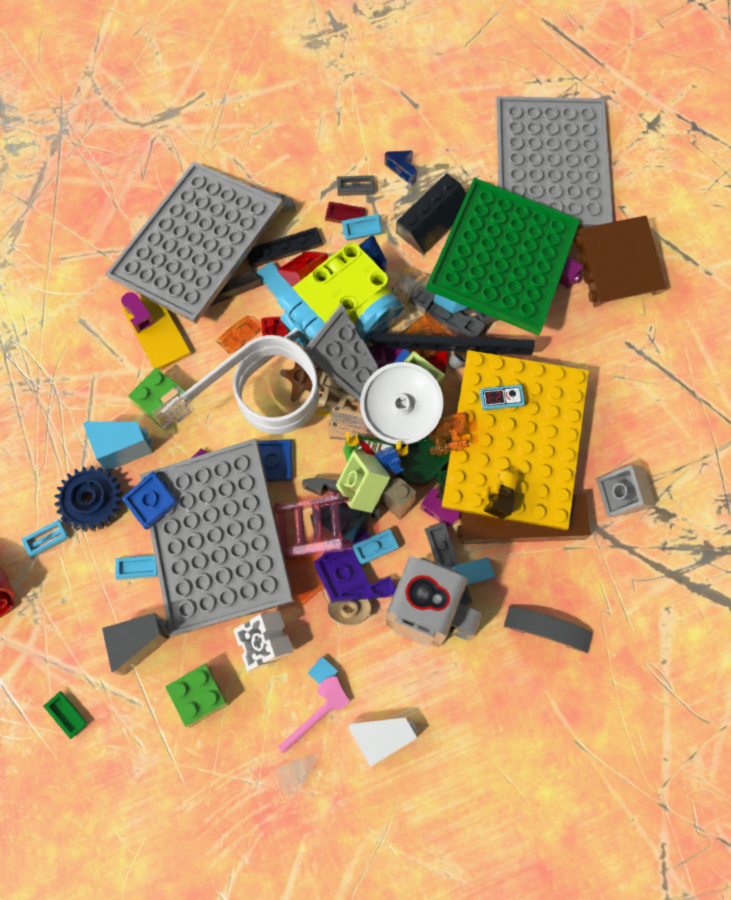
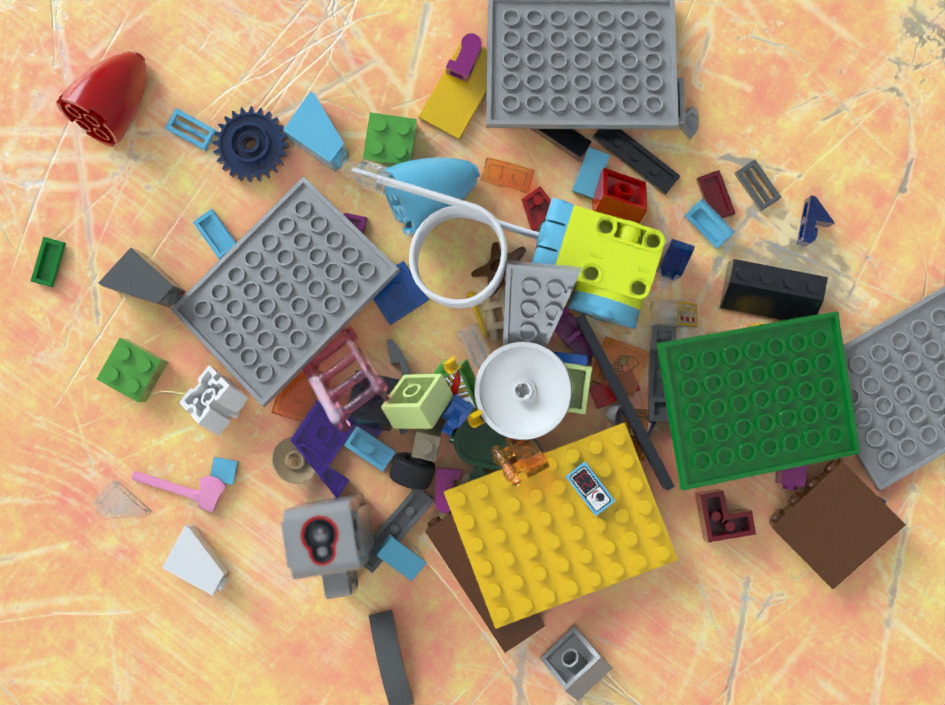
camera: 65 degrees right, 15 degrees up
(150, 500) = (282, 205): blue tile -> none
(217, 403) = (438, 174): none -> medium azure cylinder
(411, 524) = (412, 471): none -> black tyre
(502, 497) = (483, 548): piece -> none
(573, 334) = (719, 523): none -> dark red brick

